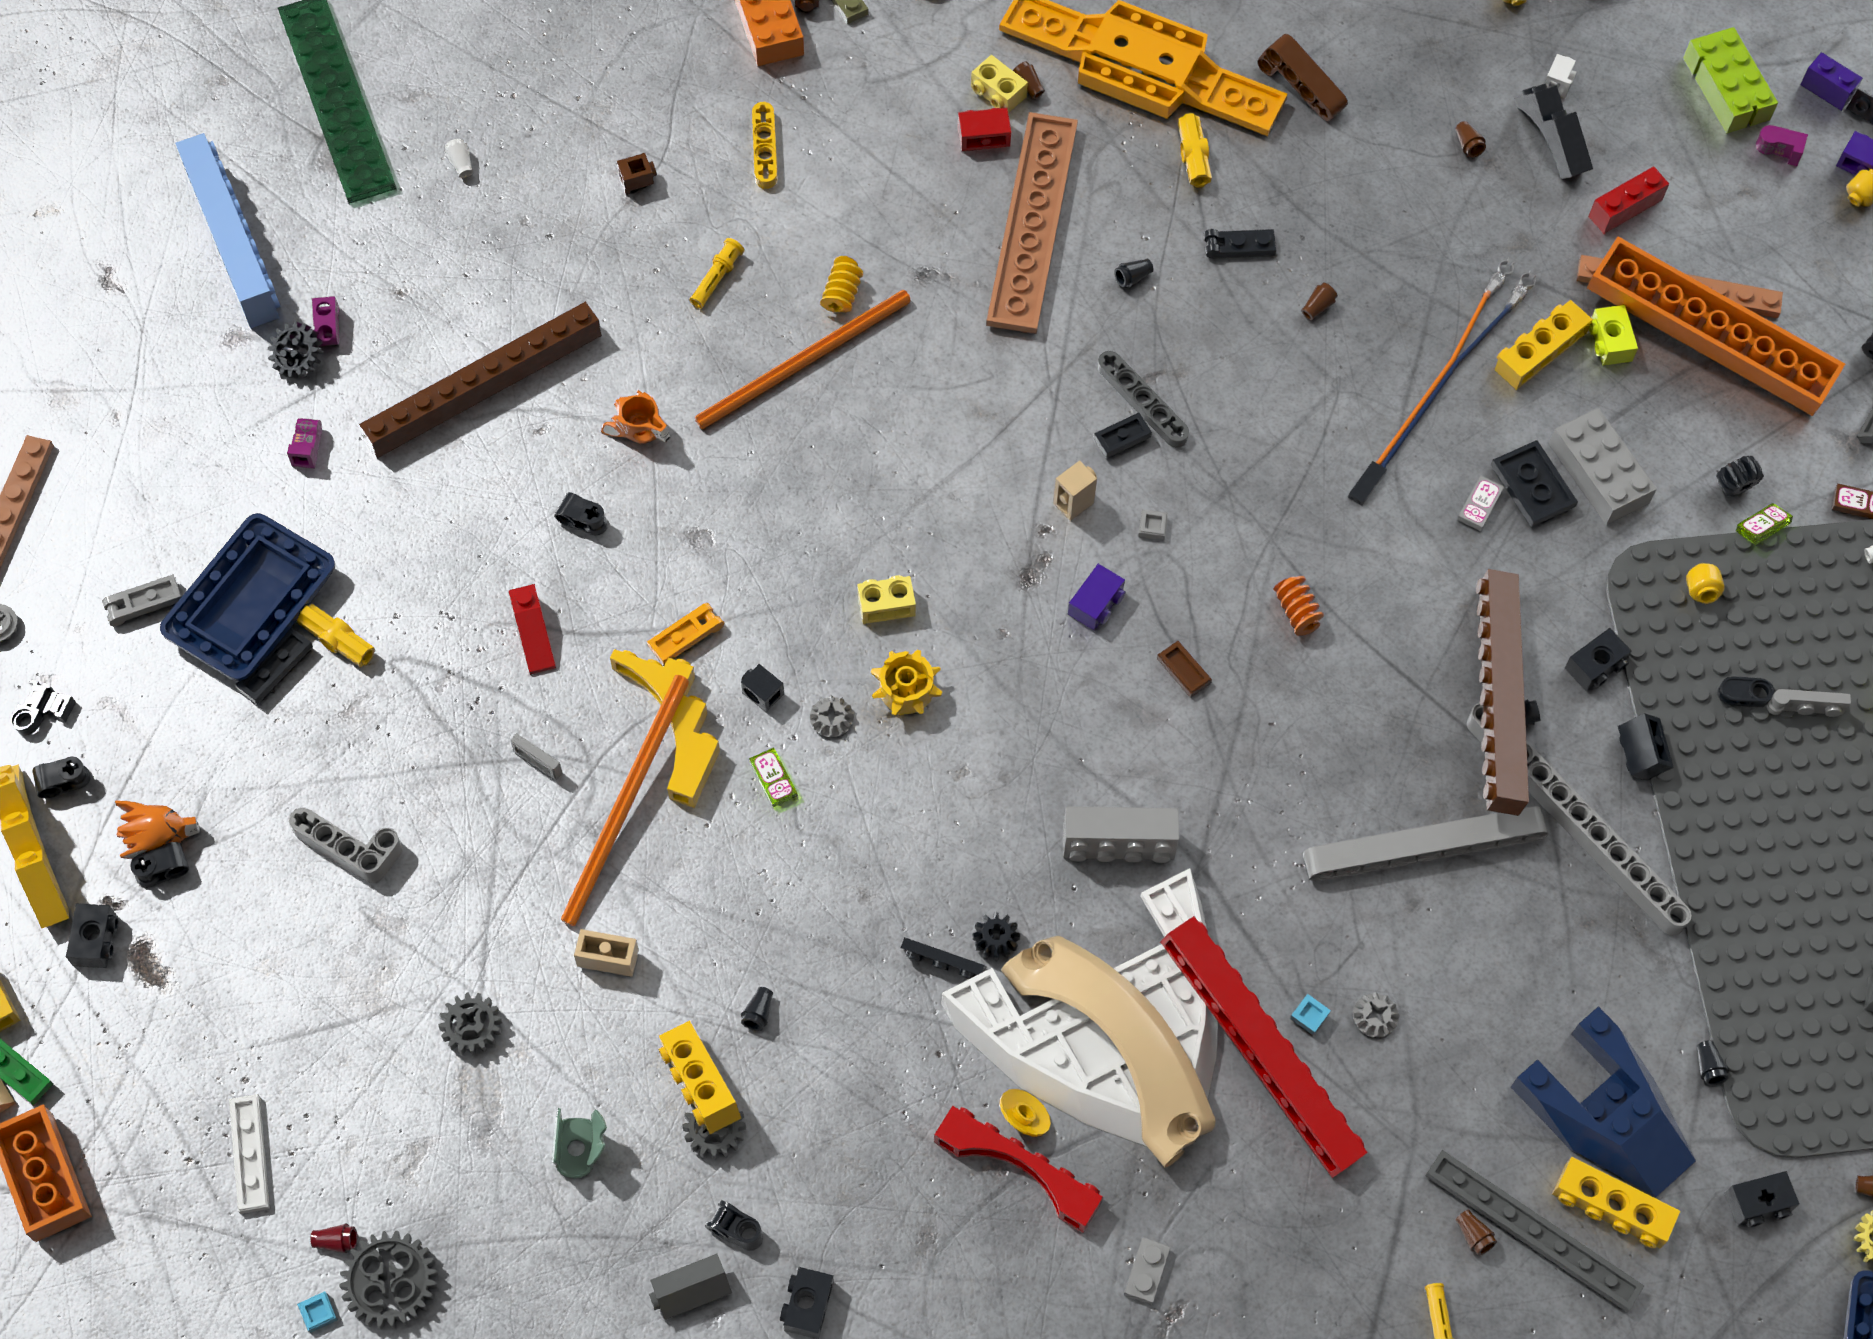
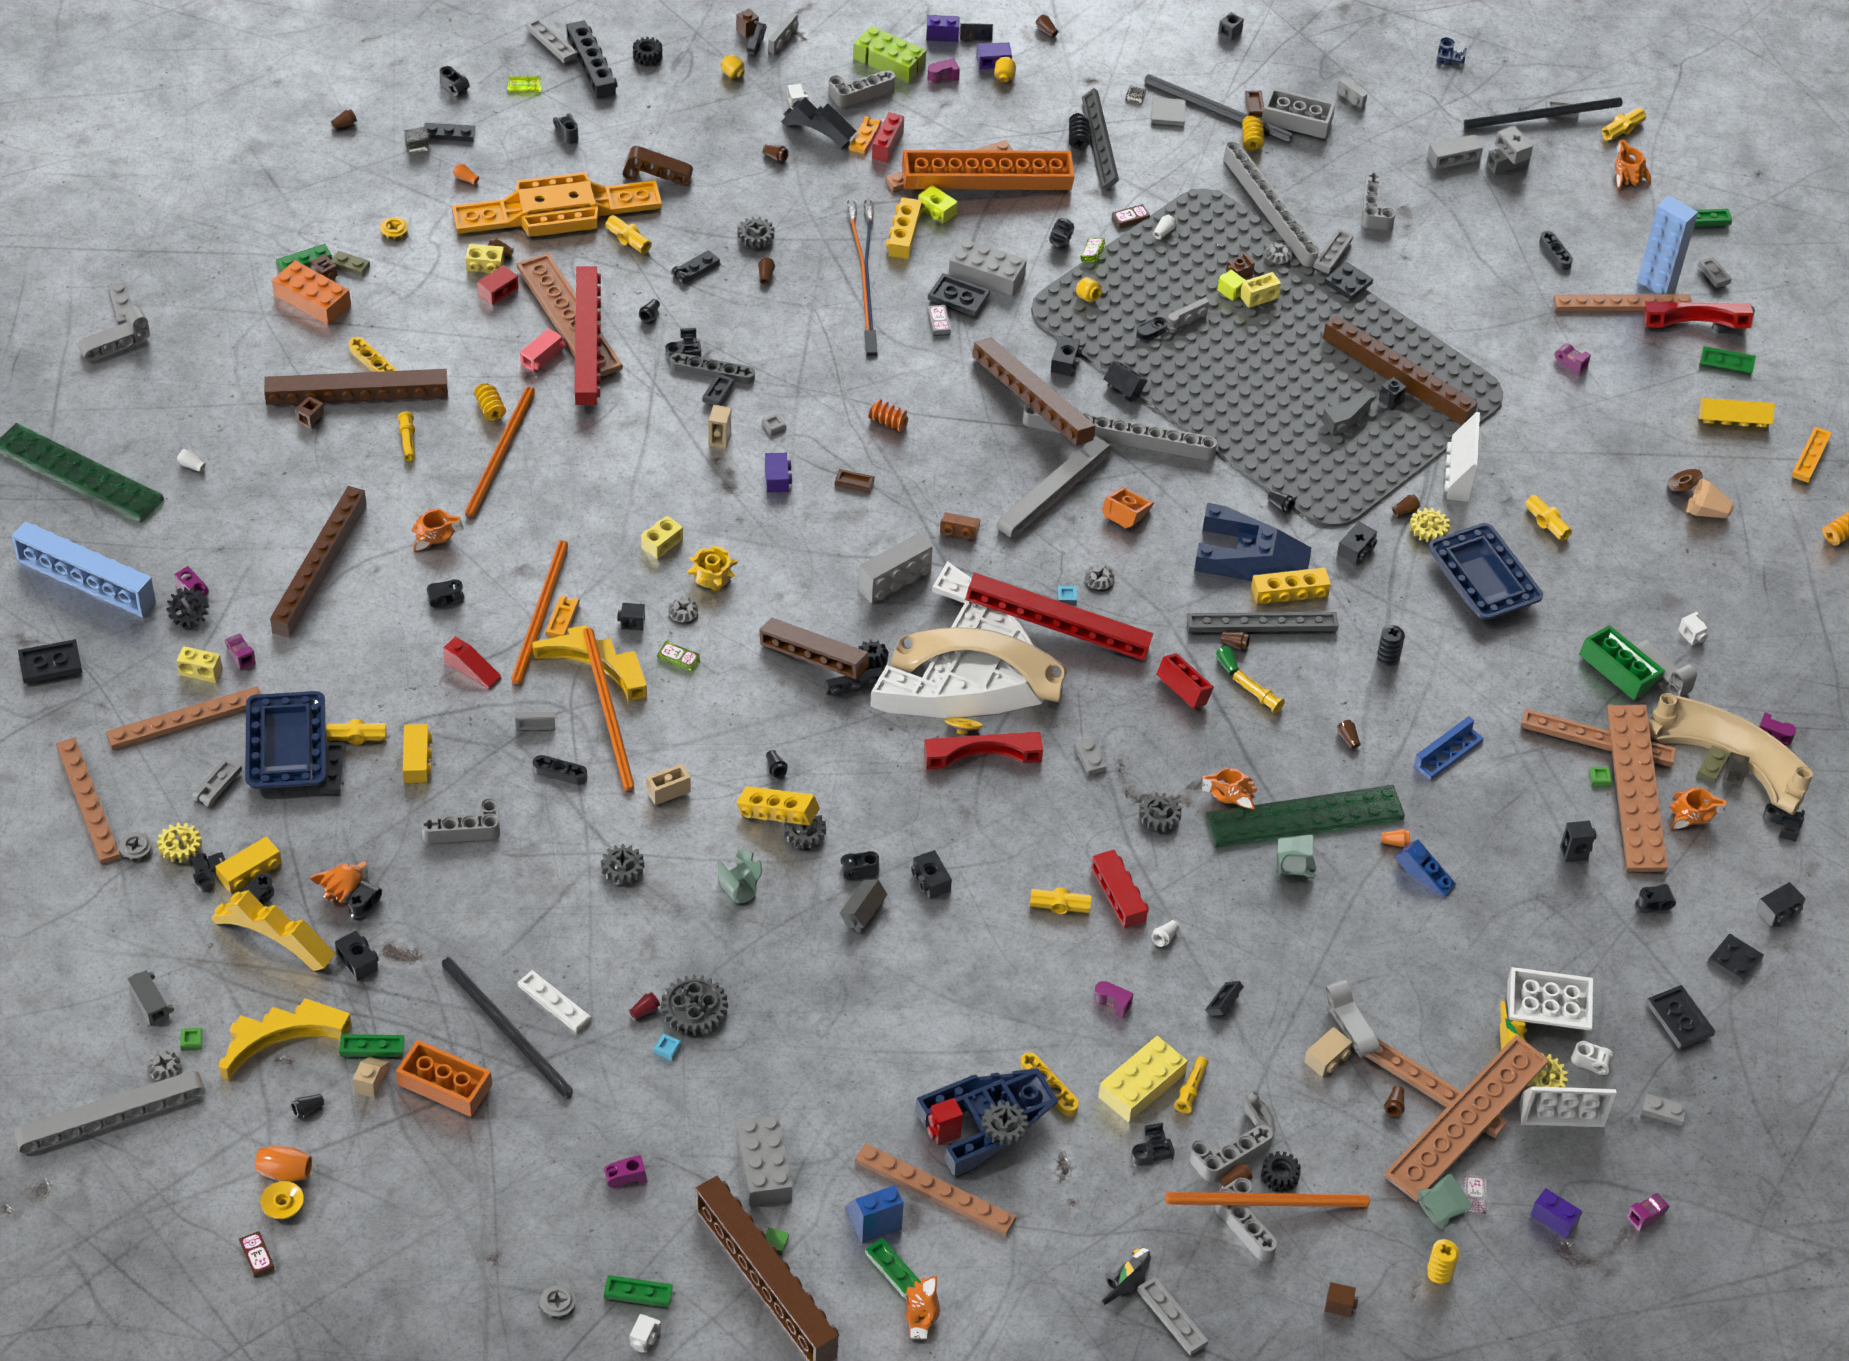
camera: 40 degrees left, 15 degrees down
(48, 661) = (174, 852): none -> light yellow gear
(82, 733) = (247, 864): none -> yellow brick
(106, 324) = (49, 661): none -> black plate
(169, 1153) = (507, 1027): none -> black axle
(178, 490) = (180, 719): none -> nougat plate
(246, 433) = (199, 664): none -> light yellow brick
(374, 709) = (416, 753): none -> yellow brick
(512, 853) = (553, 763): none -> black beam
(667, 608) = (539, 612): none -> orange axle
(714, 171) = (356, 386): none -> reddish brown brick
(927, 882) = (814, 648): none -> brick
(961, 249) = (541, 350): none -> coral brick
(1021, 264) = (586, 335): none -> brick
(1139, 352) = (689, 343): none -> black piece
(1260, 820) = (959, 525): none -> dark orange bracket
(1350, 239) = (755, 232): none -> dark grey gear
(1352, 1250) = (1185, 680): none -> red brick
(1439, 1255) = (1227, 659): none -> green cone
(1492, 936) = (1125, 507): none -> orange slope
(1604, 179) = (865, 135): none -> light orange plate
(1653, 111) = (860, 90): none -> light grey beam

